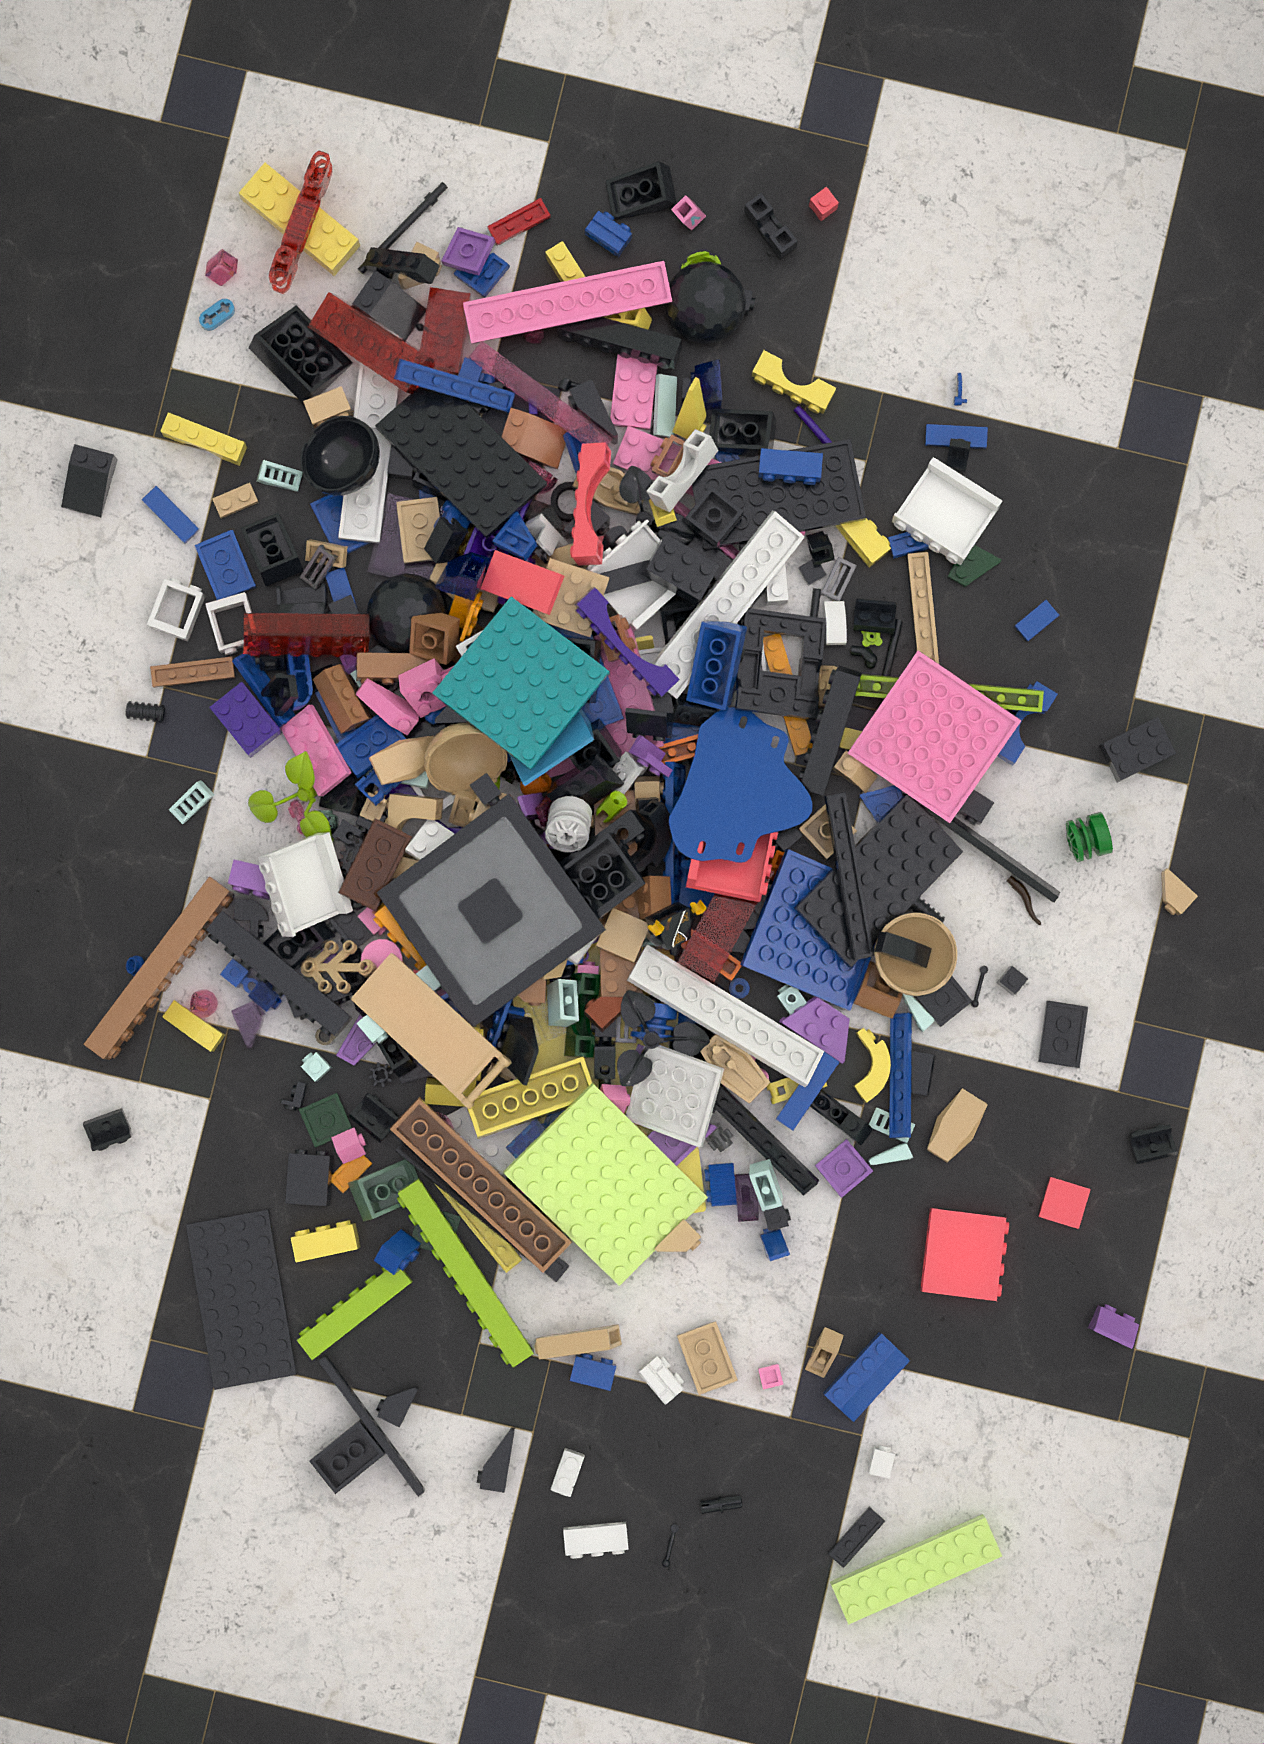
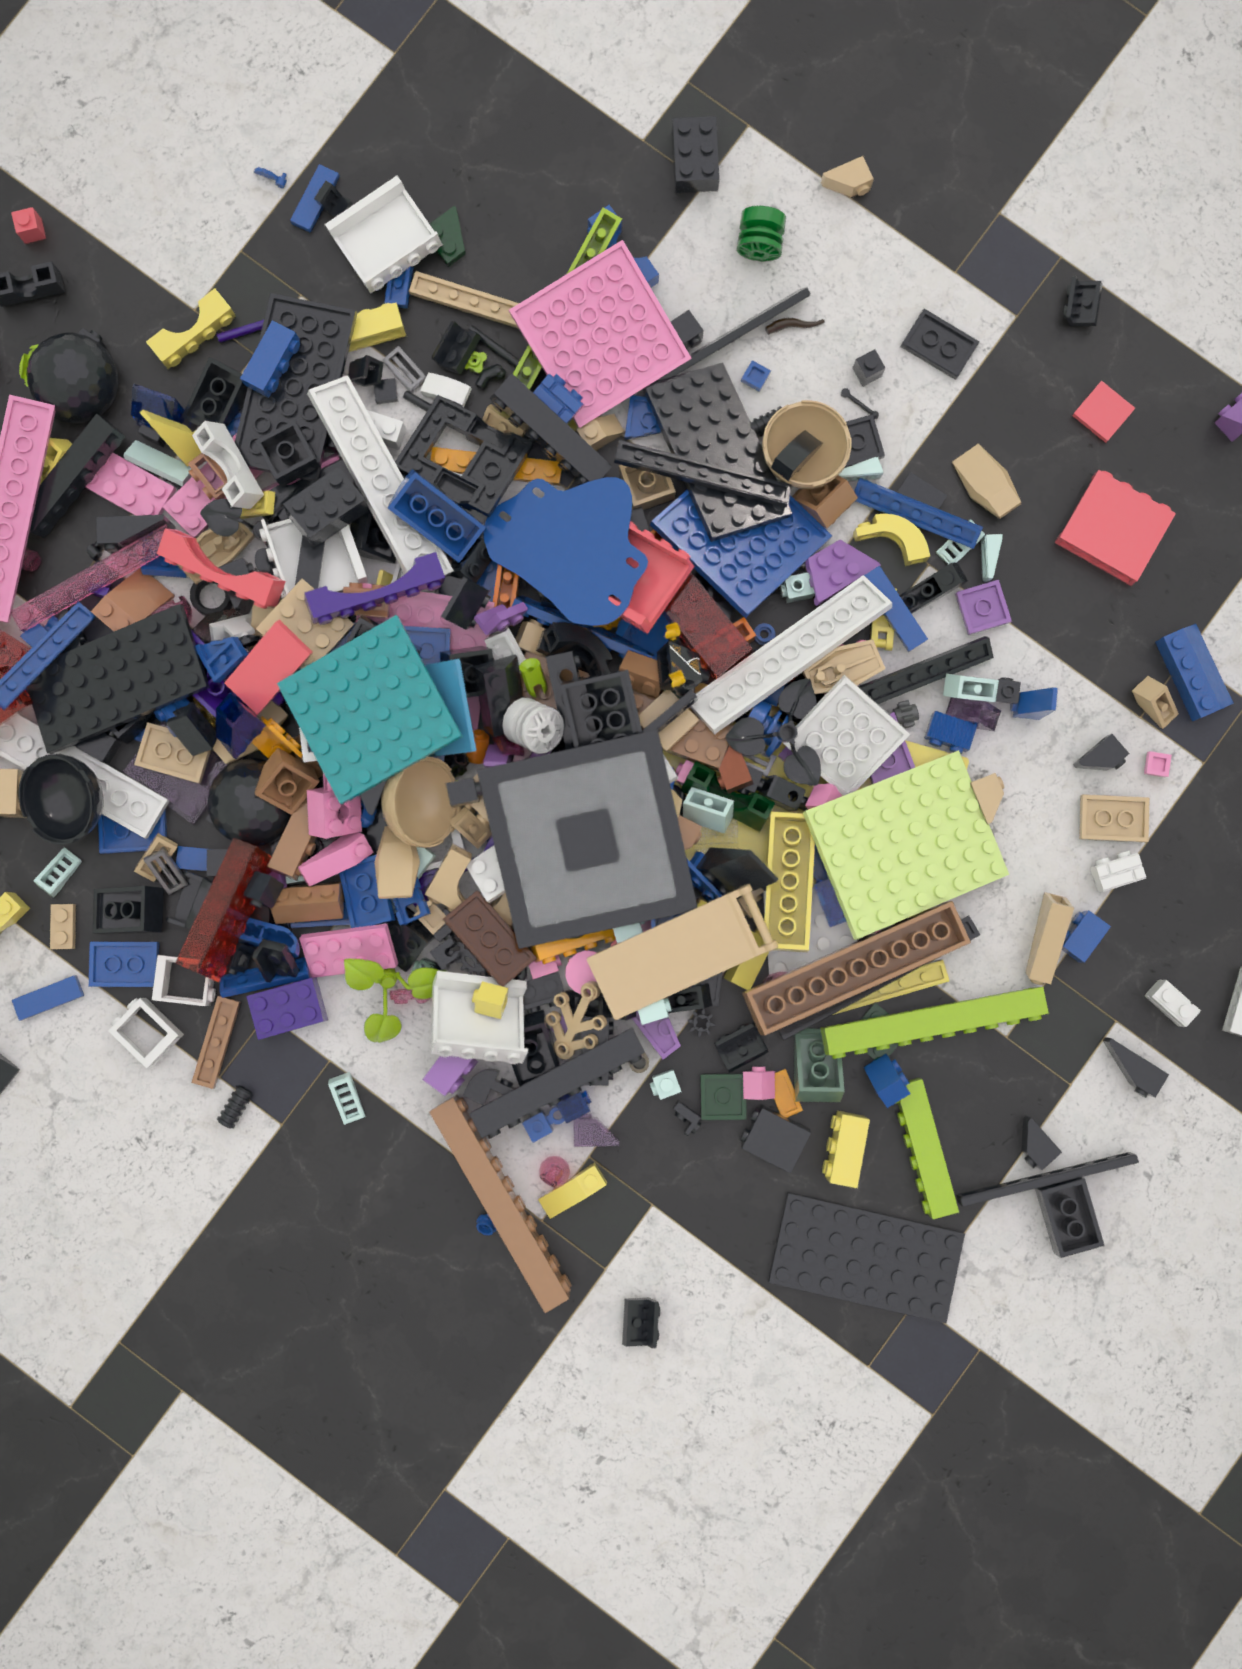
camera: 60 degrees left, 0 degrees up
(323, 887) = (490, 1000): none -> light yellow brick
(335, 658) = (263, 890): none -> black brick
(627, 936) = (672, 712): none -> black tile
(757, 1326) = (1104, 755): none -> black slope
(861, 725) = (558, 398): none -> blue brick
(963, 885) = (755, 375): none -> blue plate
(1036, 620) = (528, 198): blue tile -> none

